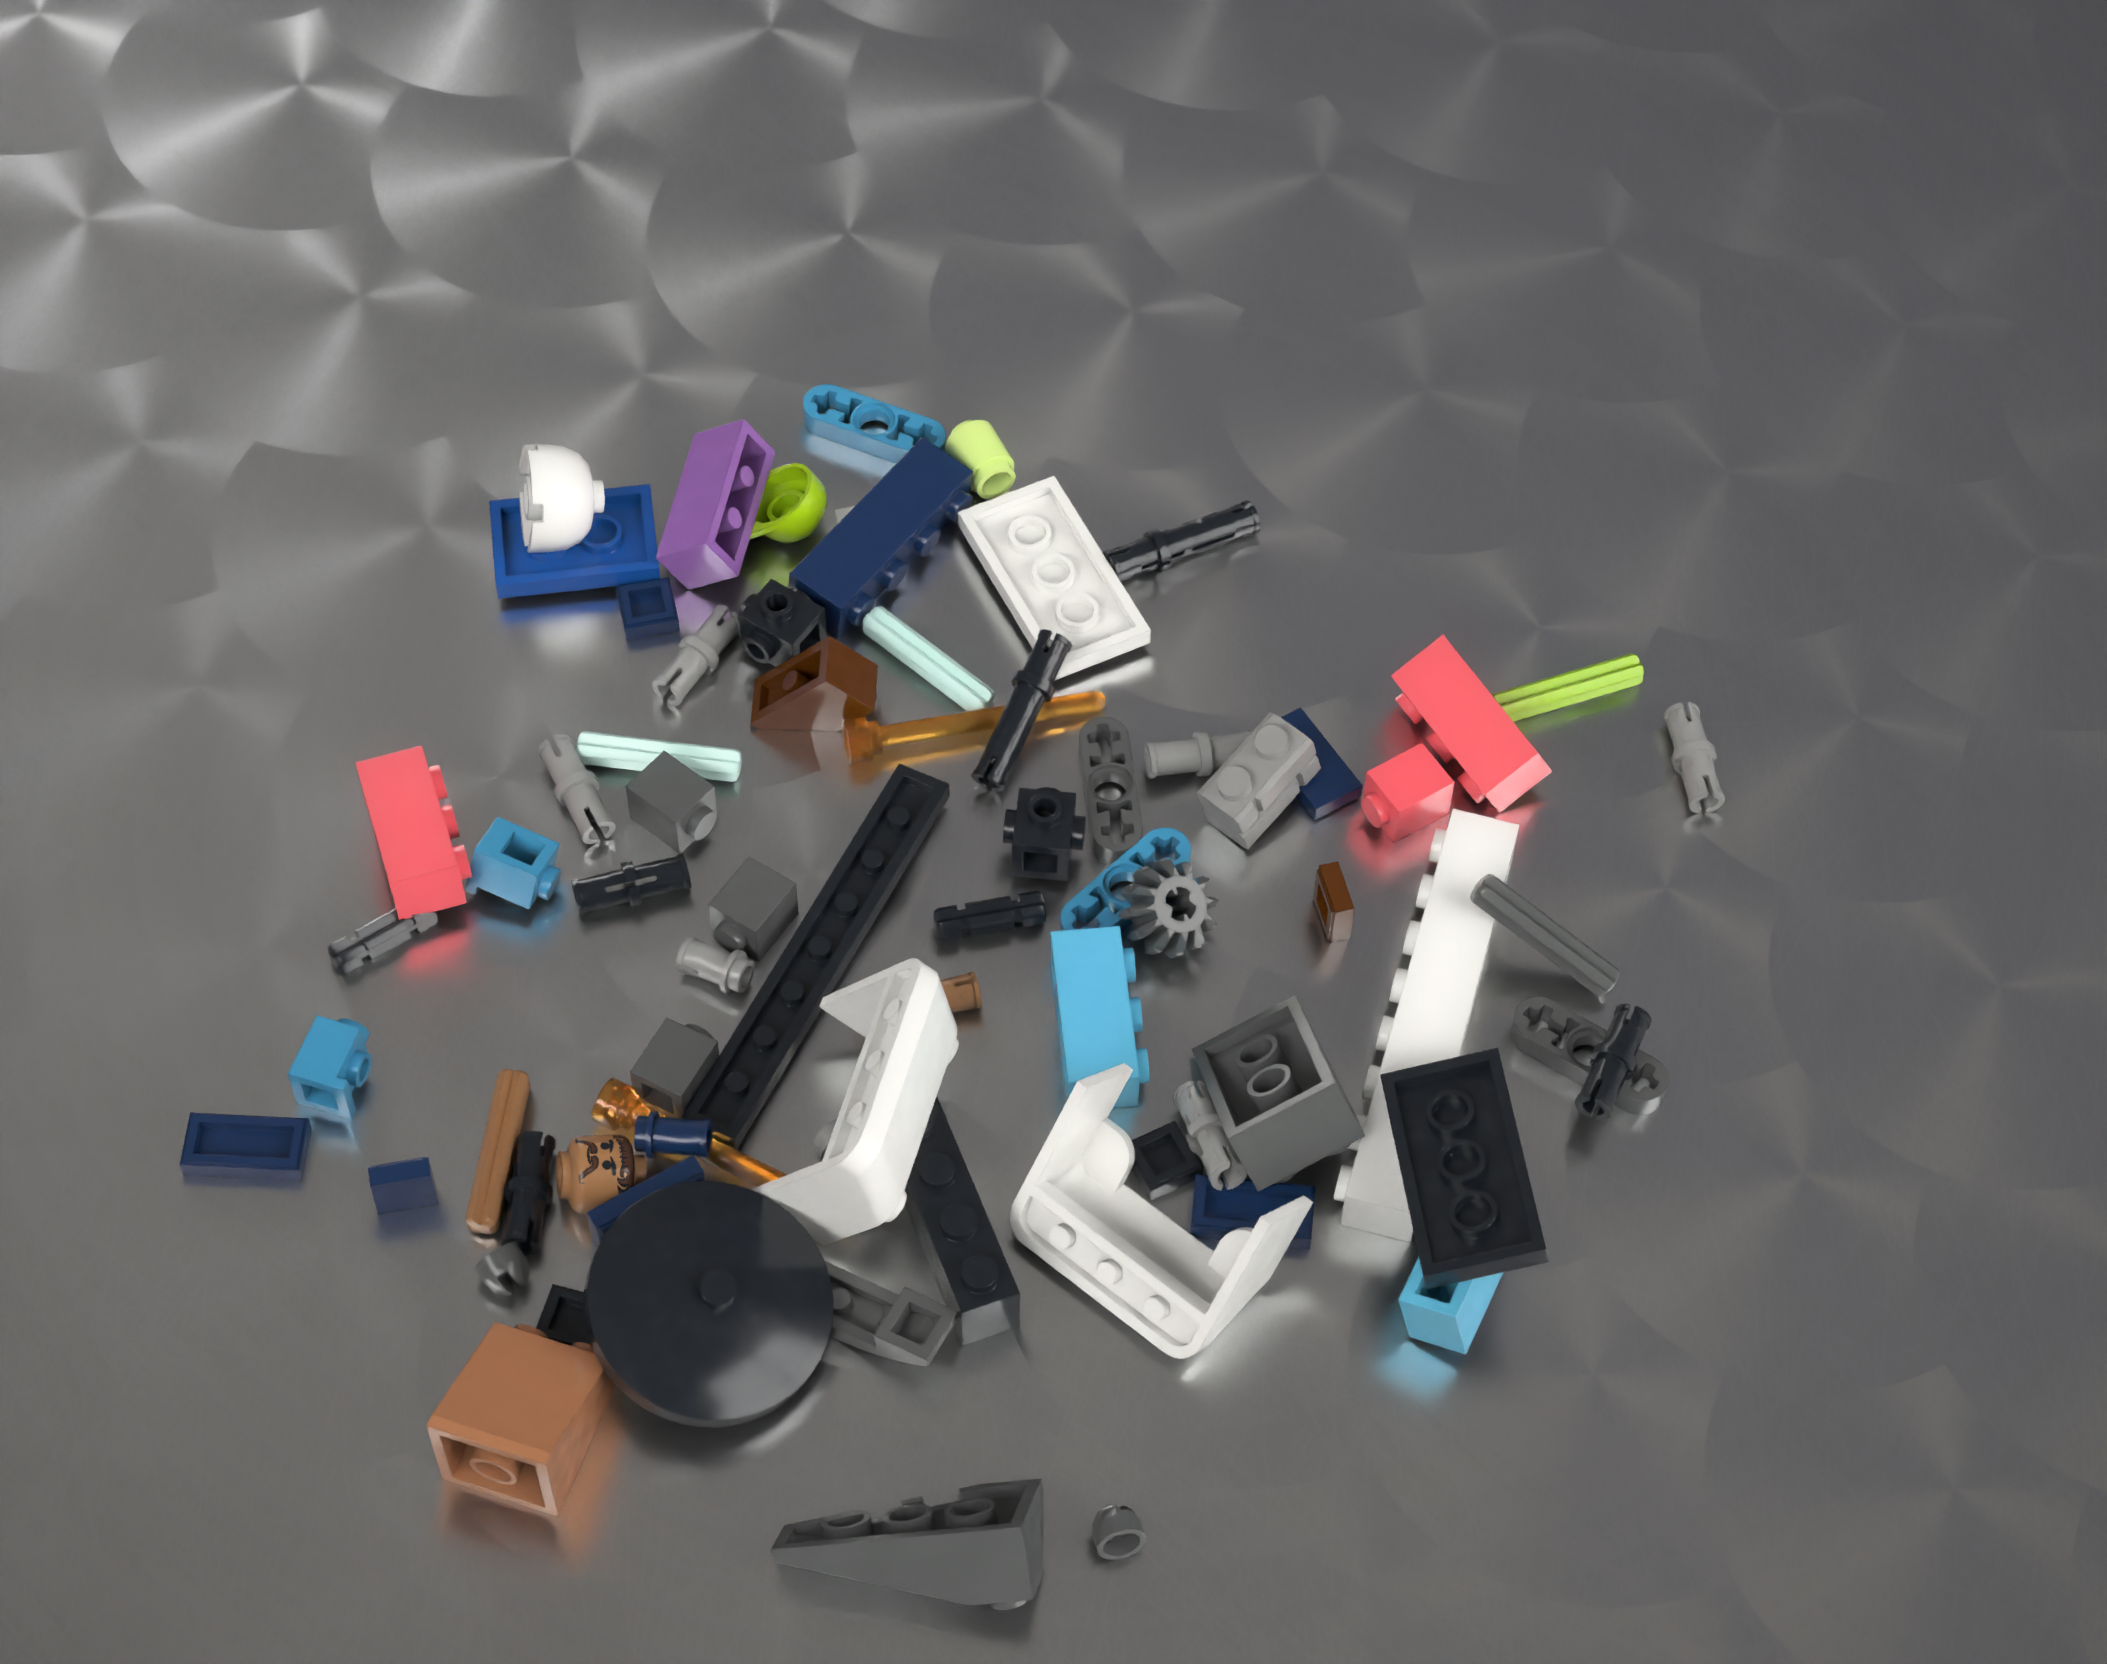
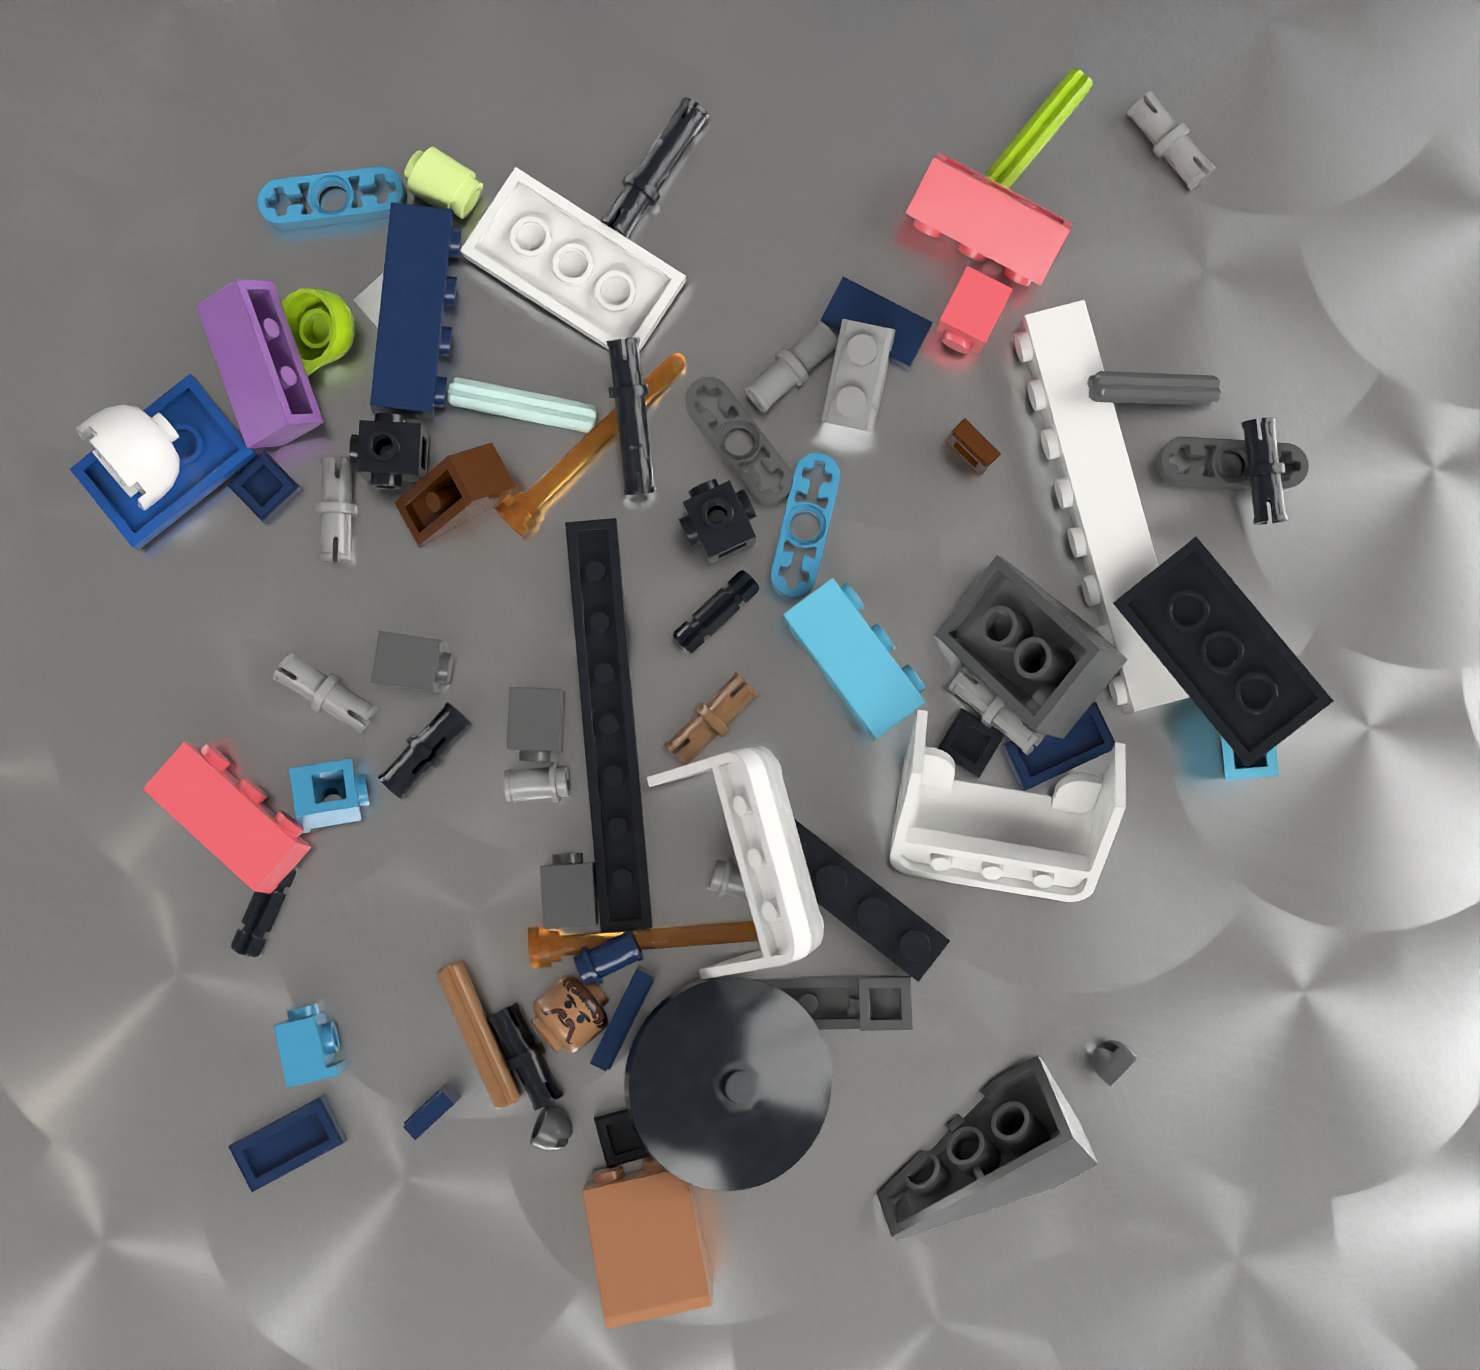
camera: 35 degrees left, 30 degrees up
(638, 753) = (367, 622): light aqua axle -> none
(1183, 900) = (855, 533): dark grey gear -> none

